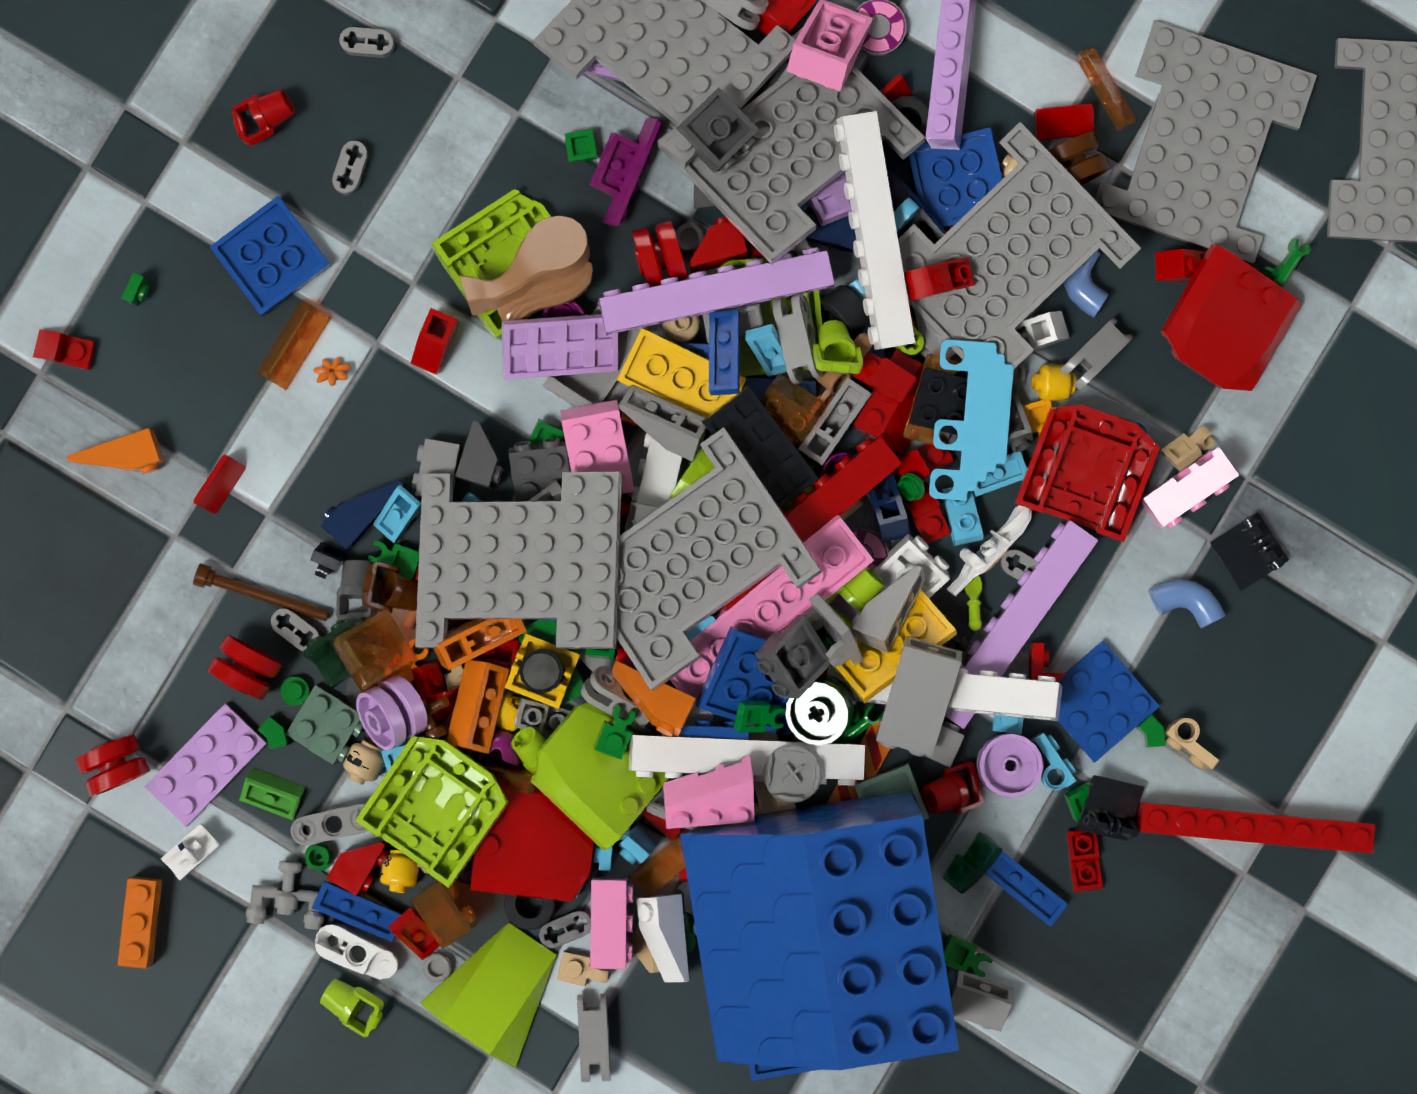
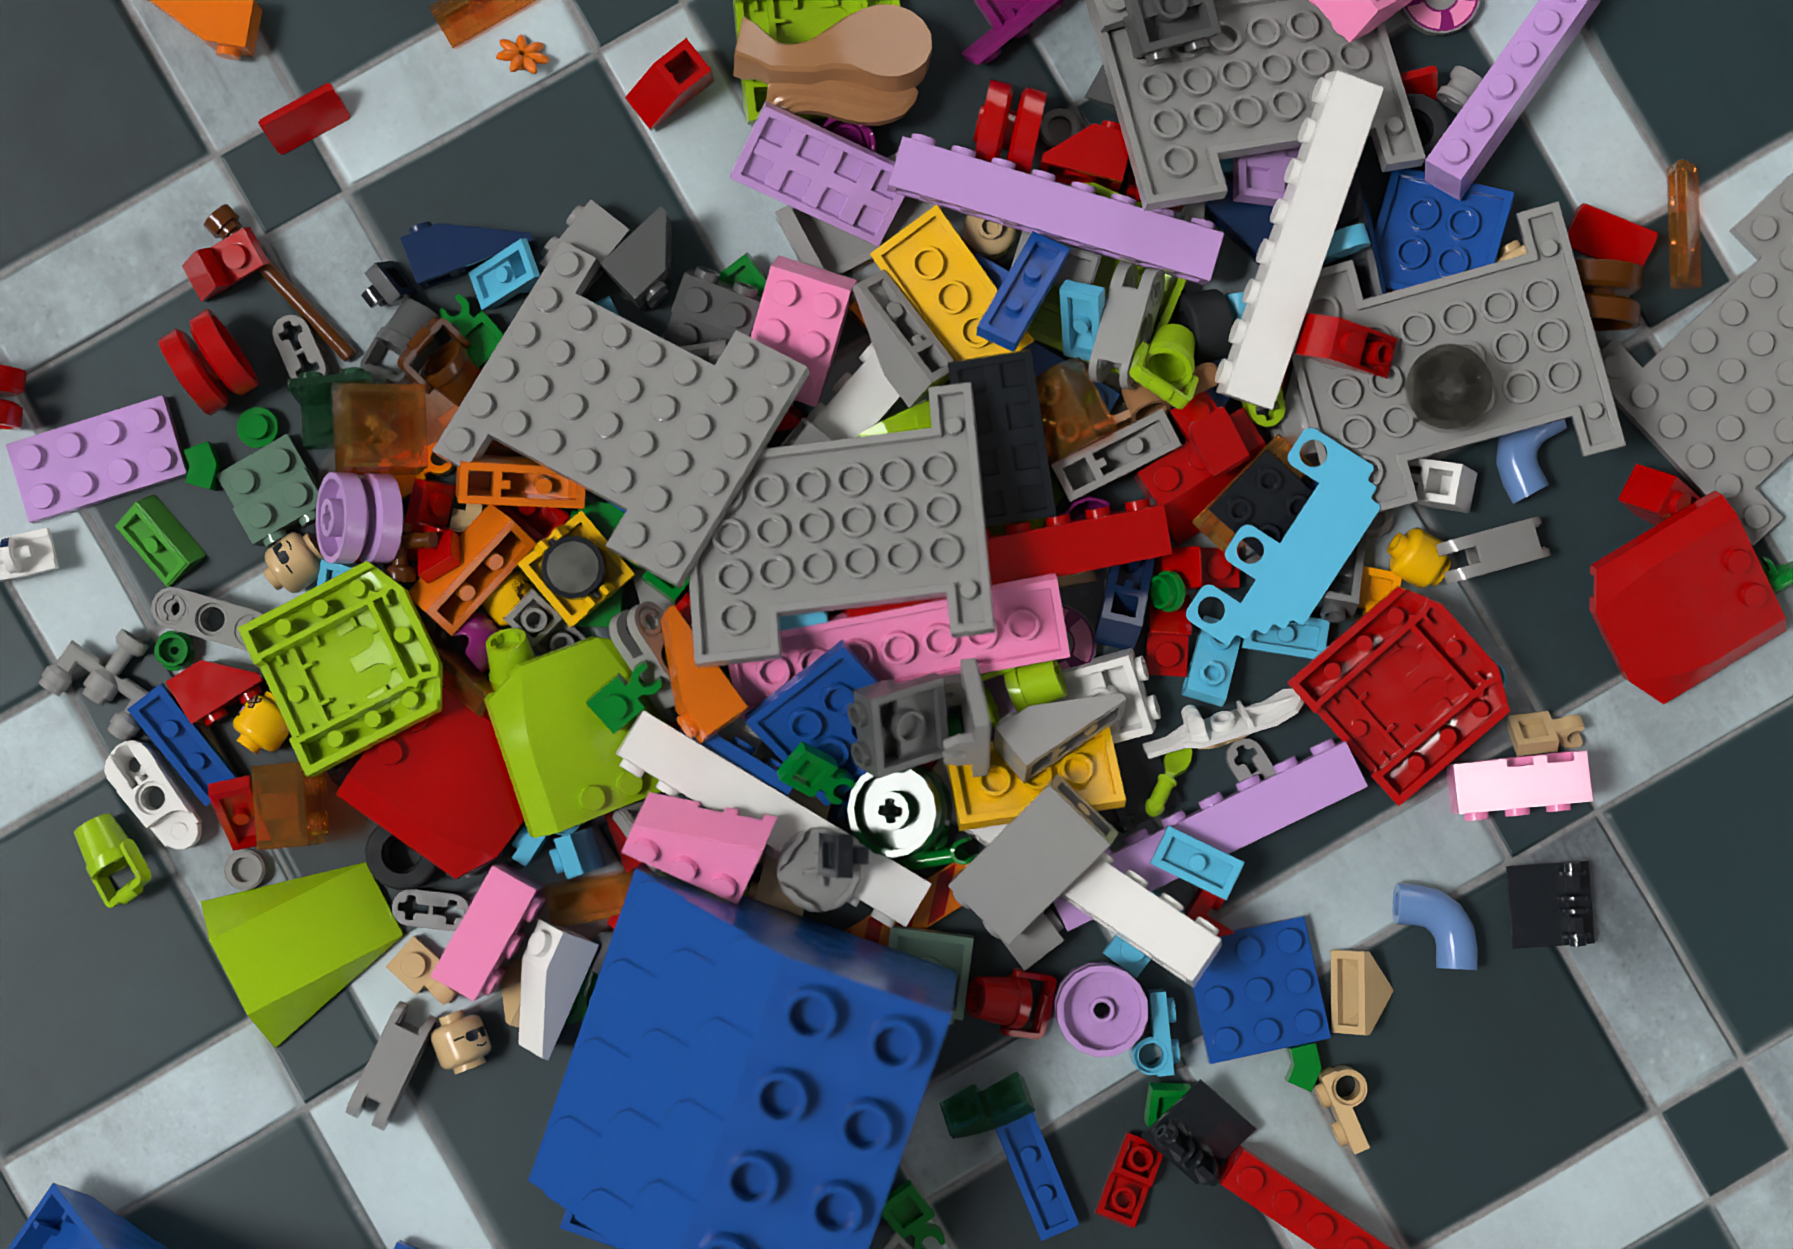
camera: 30 degrees right, 0 degrees up
(219, 601) = (225, 263): none -> red slope
(456, 711) = (439, 560): none -> red tile
(628, 1000) = (460, 1042): none -> tan head
(800, 757) = (839, 854): none -> black tile
(922, 79) = (1459, 89): none -> light grey wheel
(1019, 643) = (1196, 862): none -> medium azure plate
(1022, 257) = (1467, 373): none -> clear smoke brick
(1161, 669) = (1357, 992): none -> tan slope

